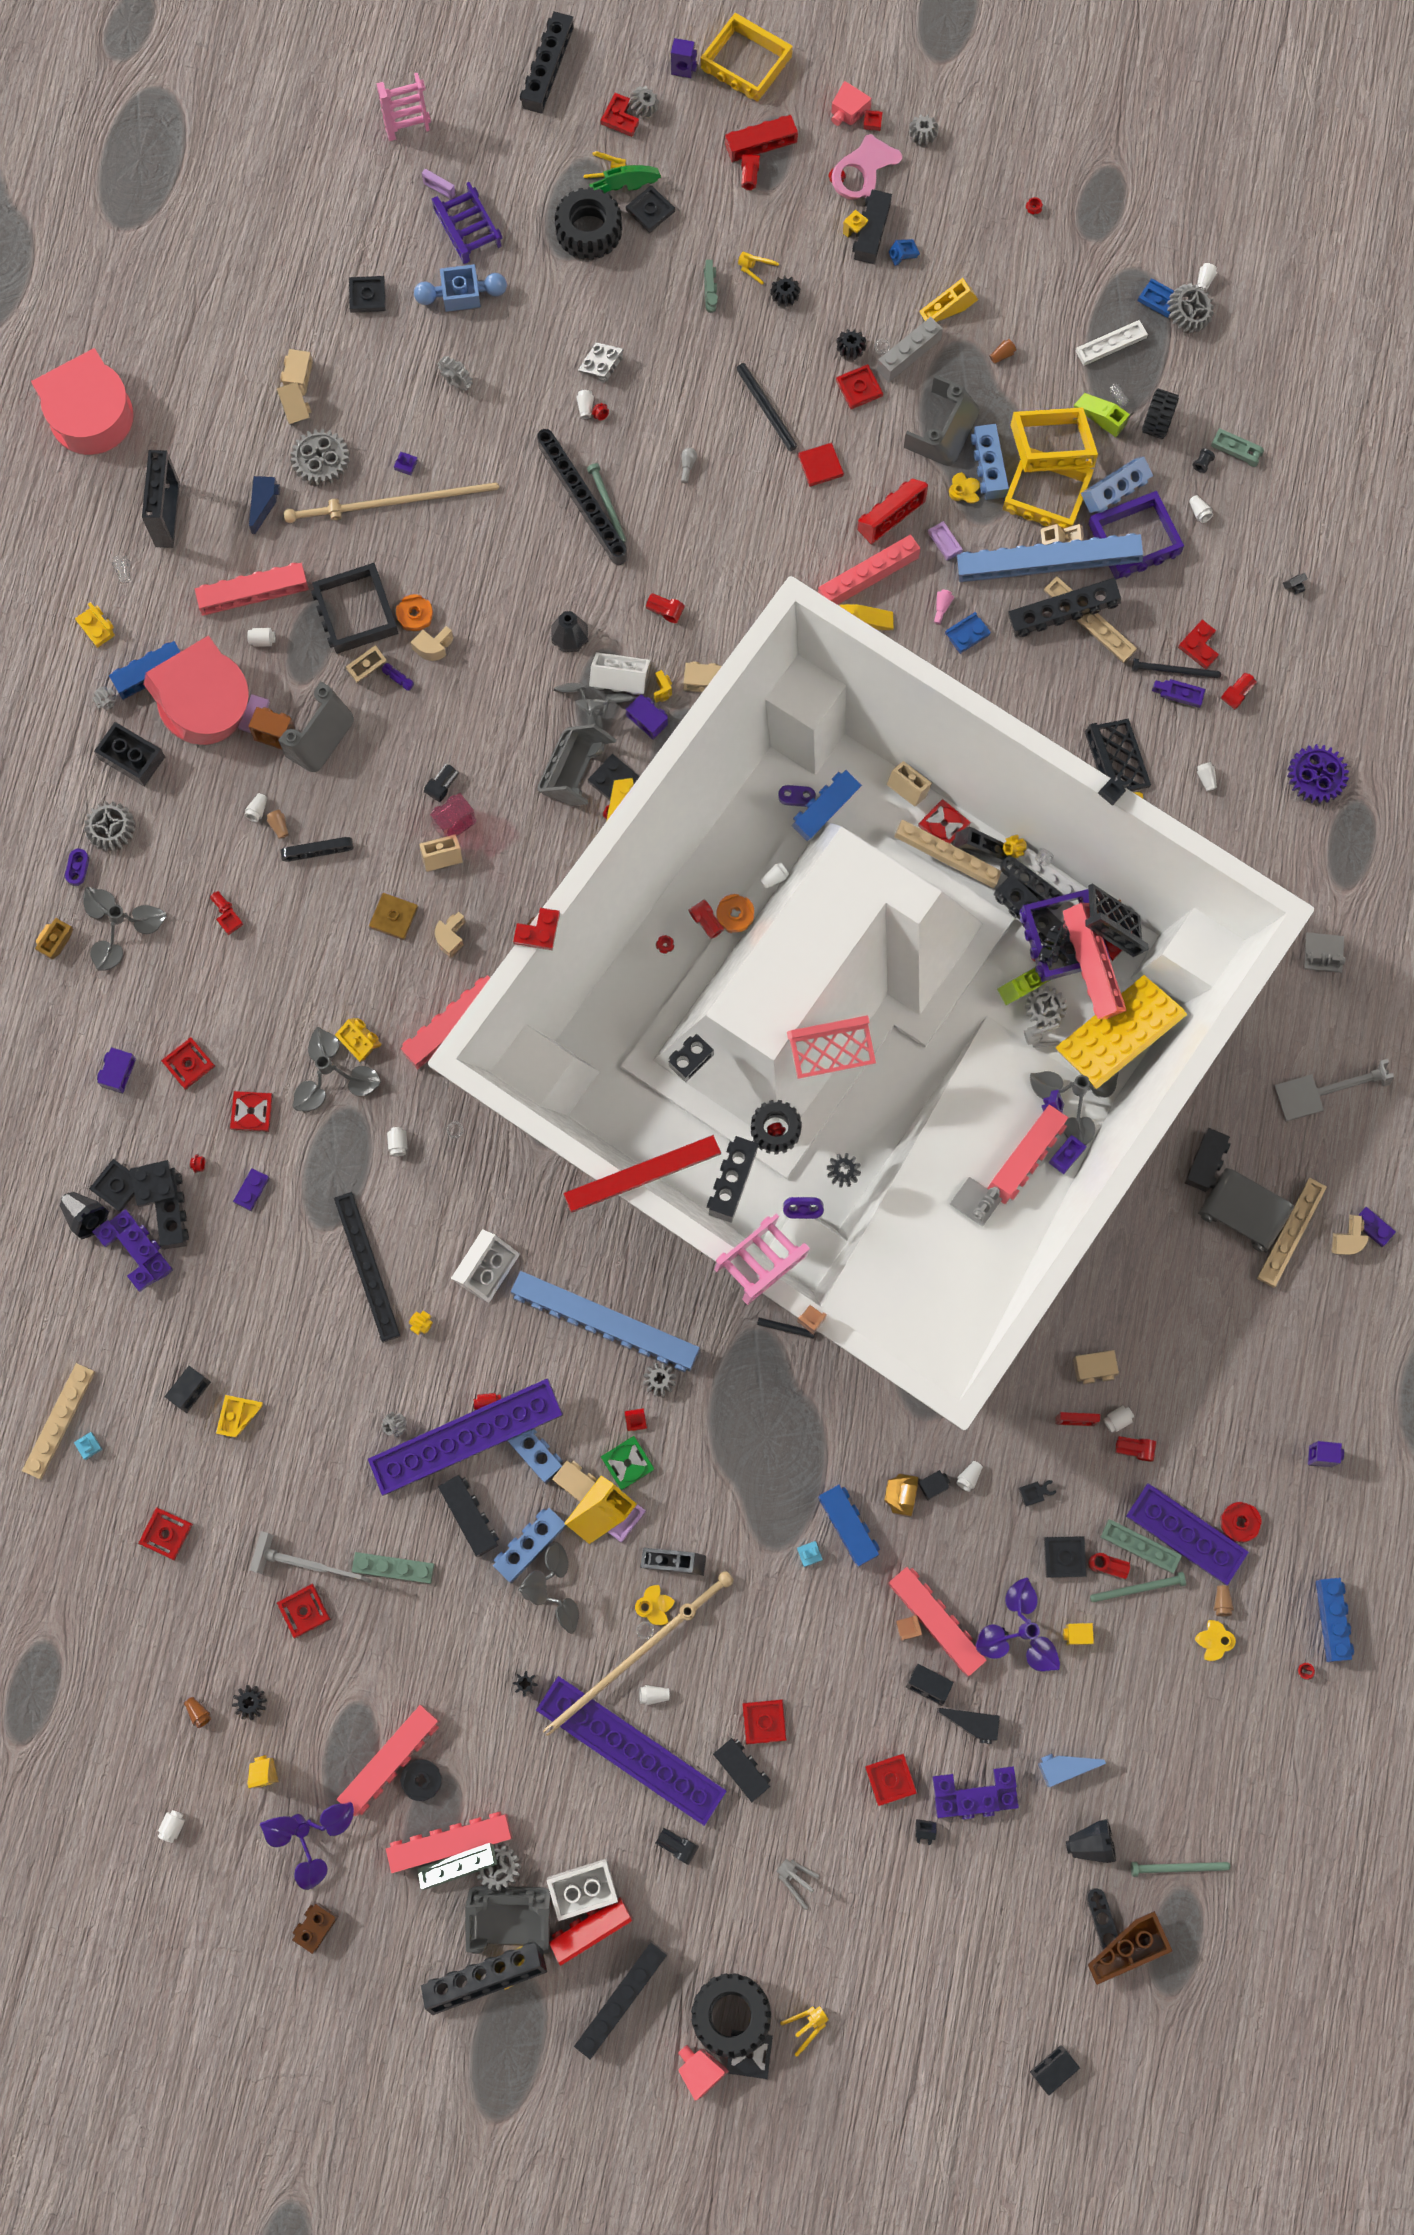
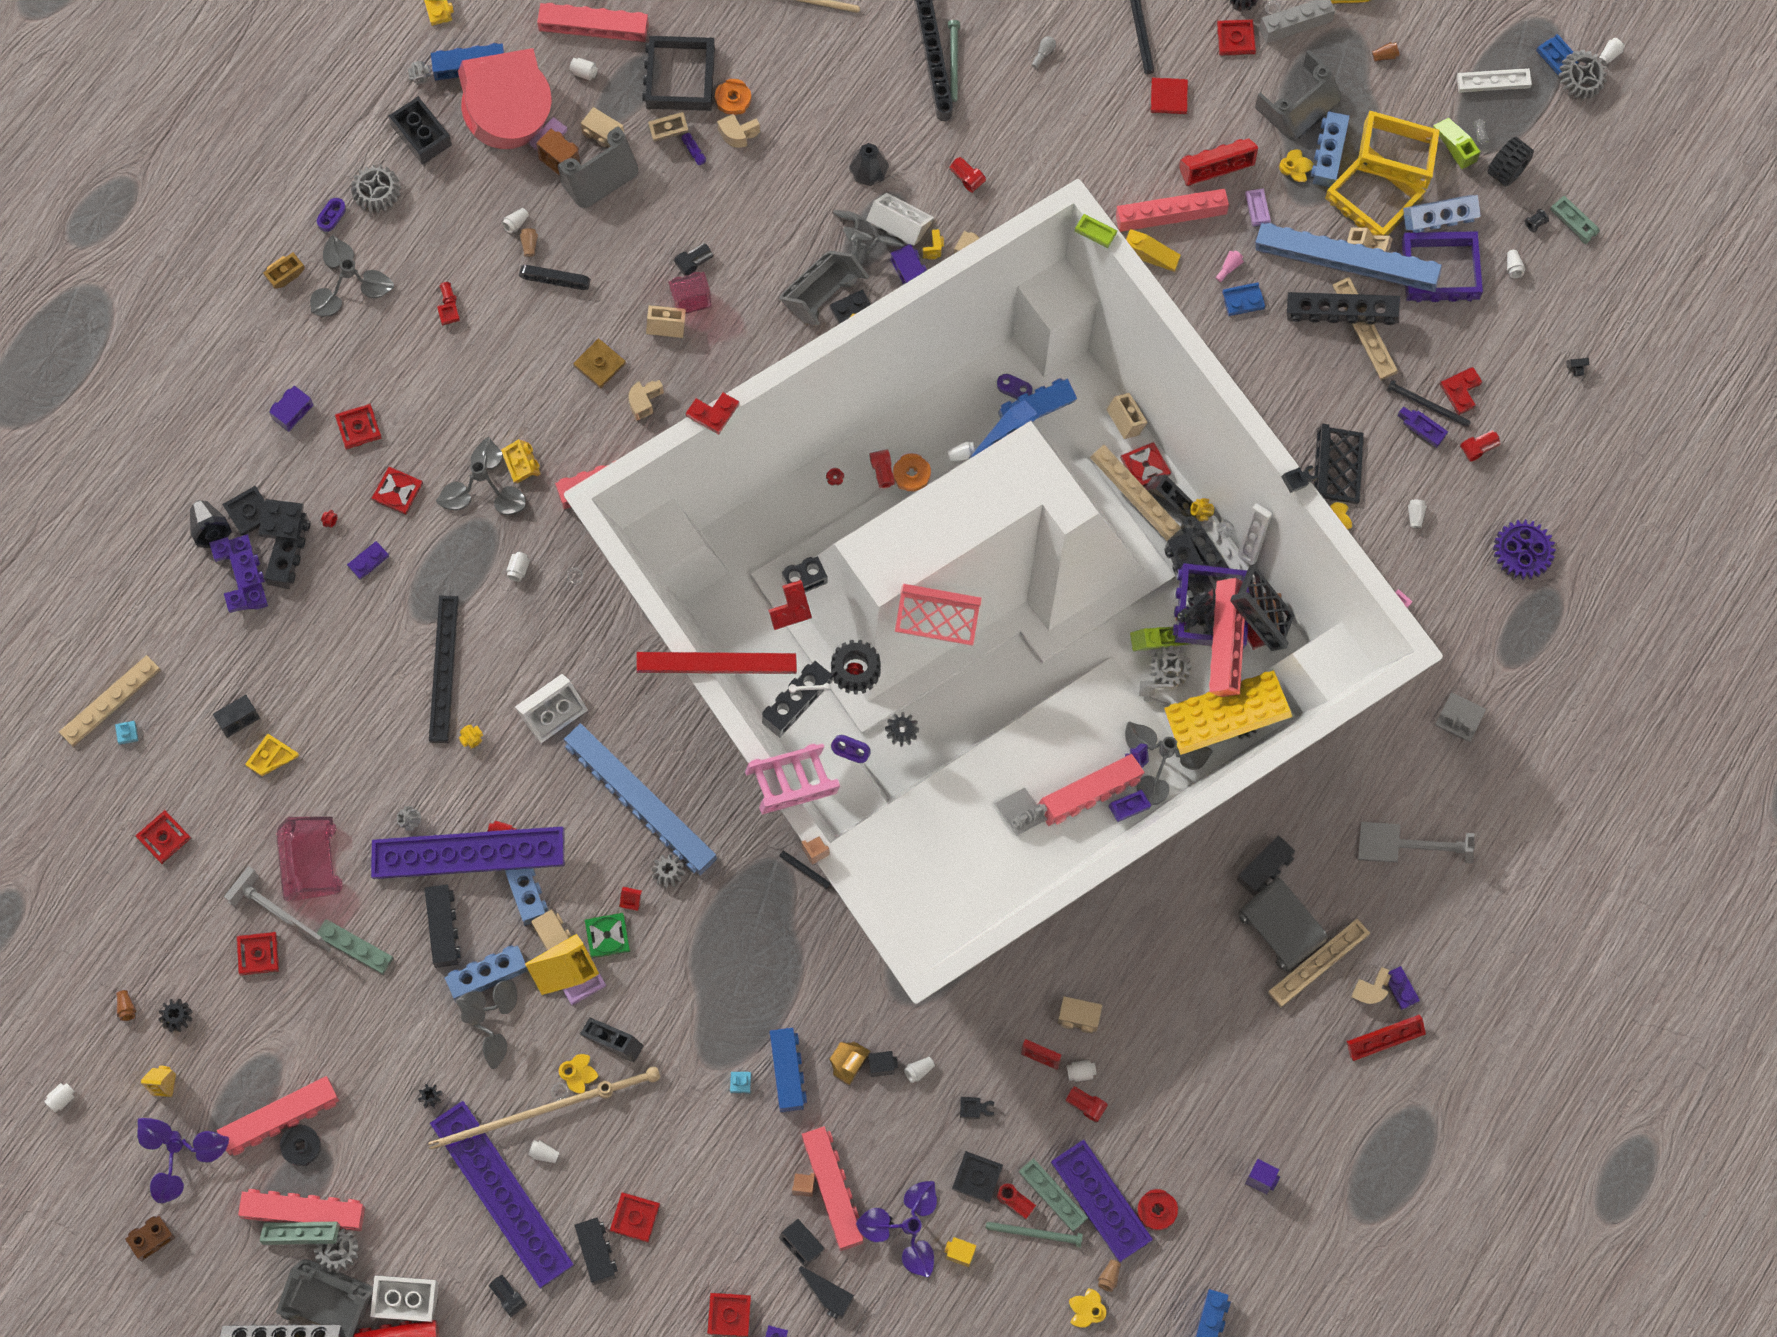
camera: 20 degrees right, 5 degrees down
(300, 688) = (598, 125): none -> tan brick
(313, 1501) = (306, 858): none -> clear pink windscreen
(695, 1092) = (796, 608): none -> red plate
(727, 1171) = (792, 688): none -> white hinge
(813, 828) = (1014, 418): none -> blue wedge
(827, 620) = (1095, 230): none -> lime tile
(1079, 853) = (1254, 534): none -> white plate
(1380, 1278) = (1386, 1037): none -> red plate

